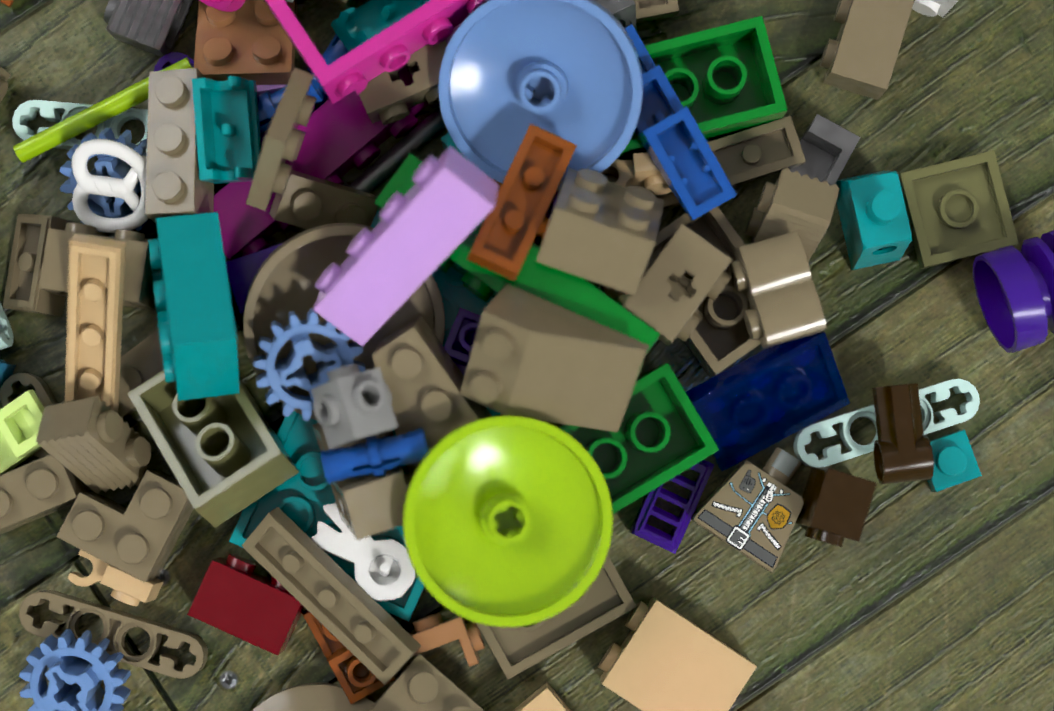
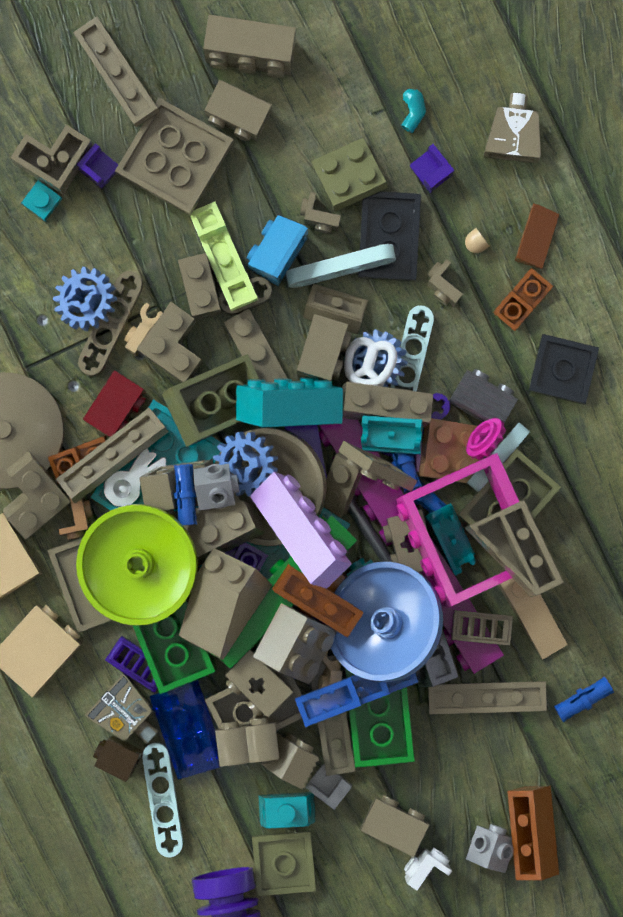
camera: 95 degrees right, 0 degrees up
(89, 117) = (419, 359): lime bar -> none
(94, 318) = (284, 341): tan tile -> none
(94, 444) = (220, 331): dark tan brick -> none
(901, 447) = (148, 804): dark brown piece -> none
(952, 461) = (134, 833): teal plate -> none

